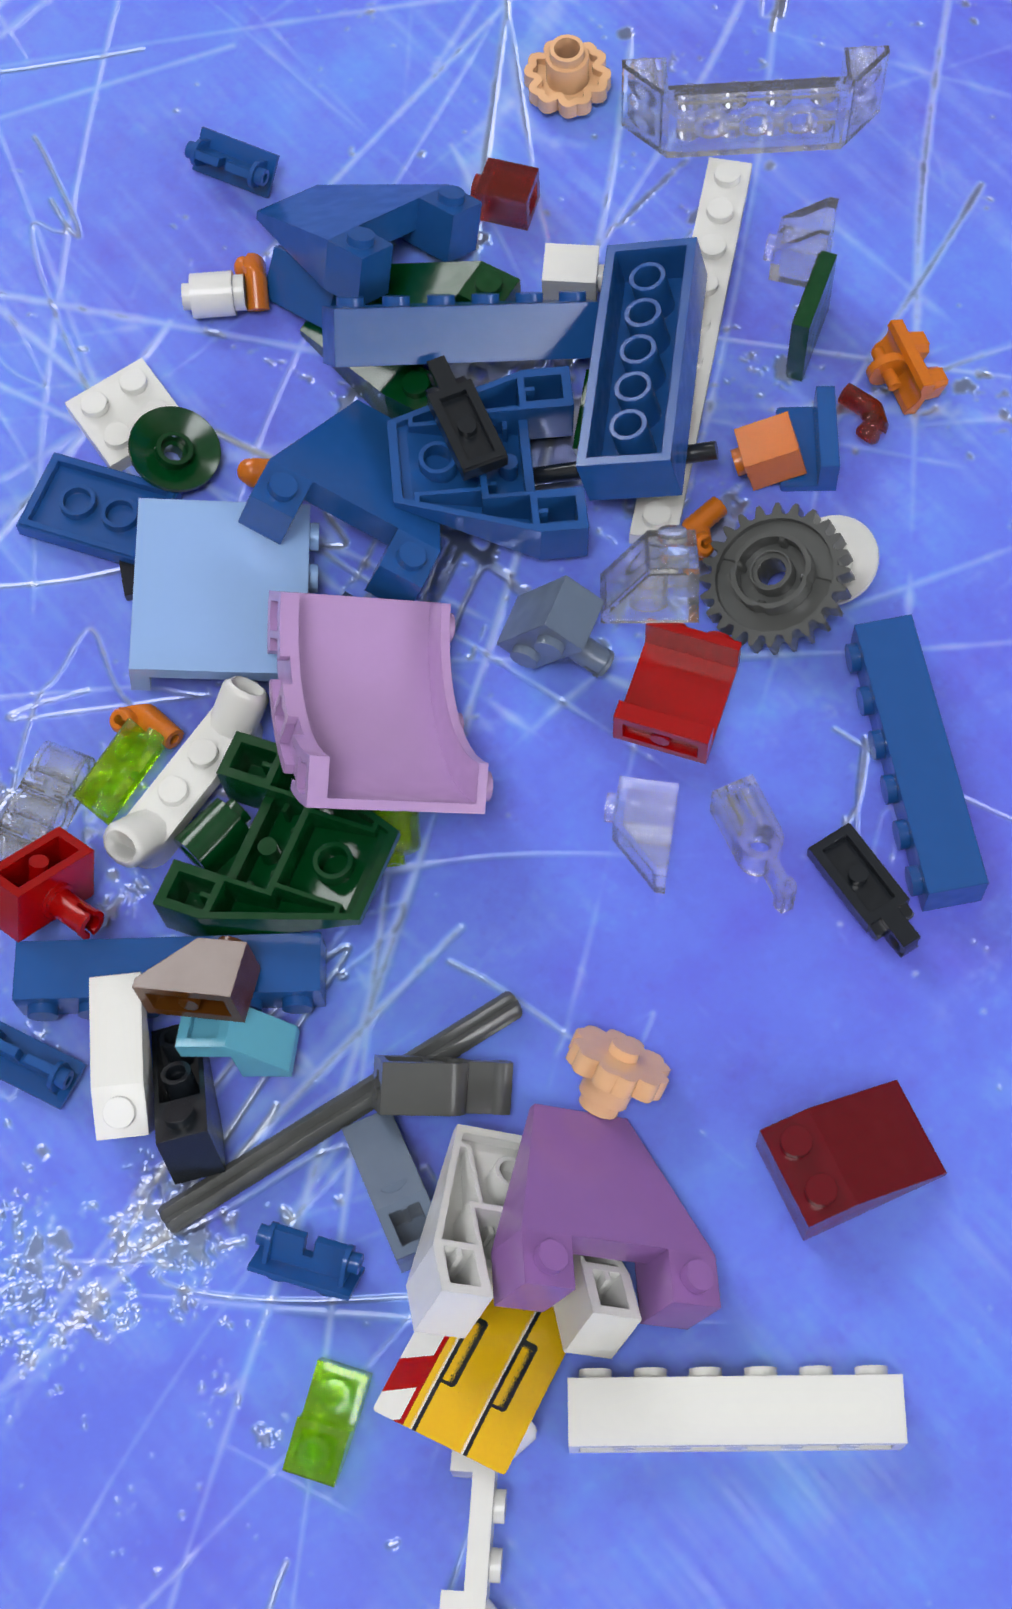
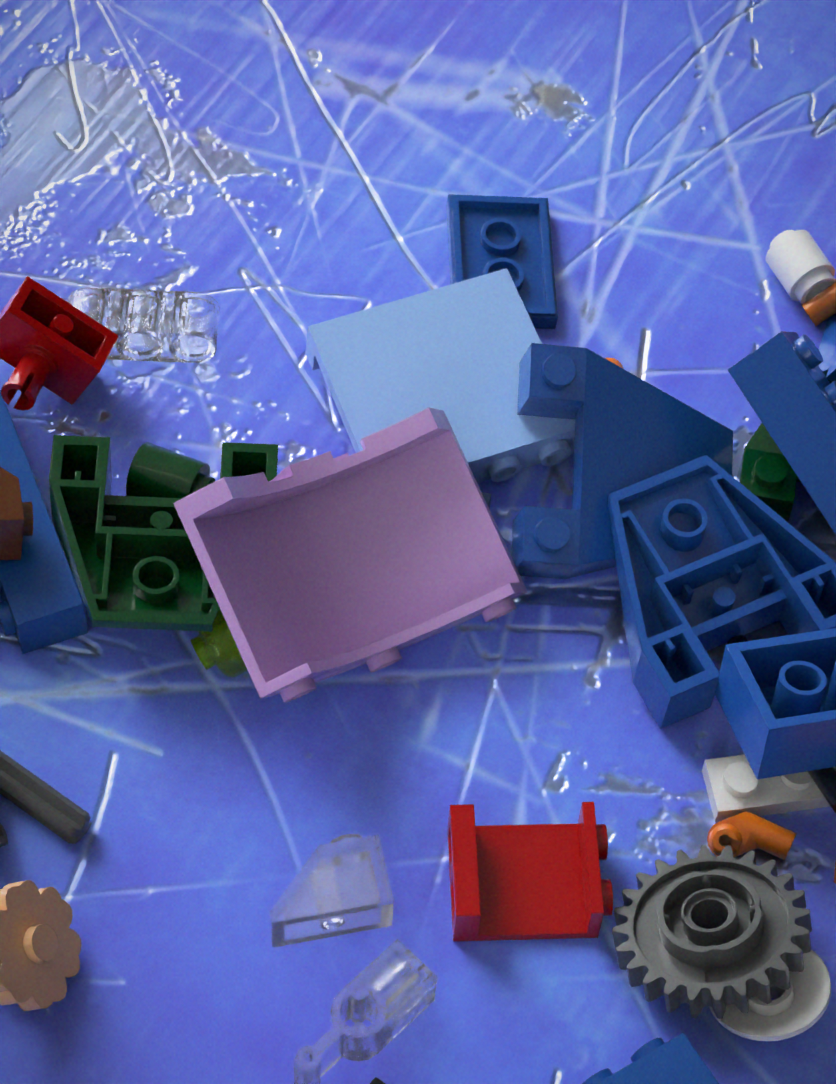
camera: 60 degrees right, 10 degrees down
(113, 407) = (623, 247): white plate -> none
(119, 770) = (210, 375): clear neon green hinge -> none
(148, 717) = (277, 378): orange arm -> none
(178, 432) = (602, 271): dark green dish -> none
(187, 781) = (201, 427): white plate -> none
(463, 421) = (733, 520): black hinge -> none
(556, 625) = (531, 709): sand blue brick -> none
(654, 580) = (644, 799): clear slope -> none

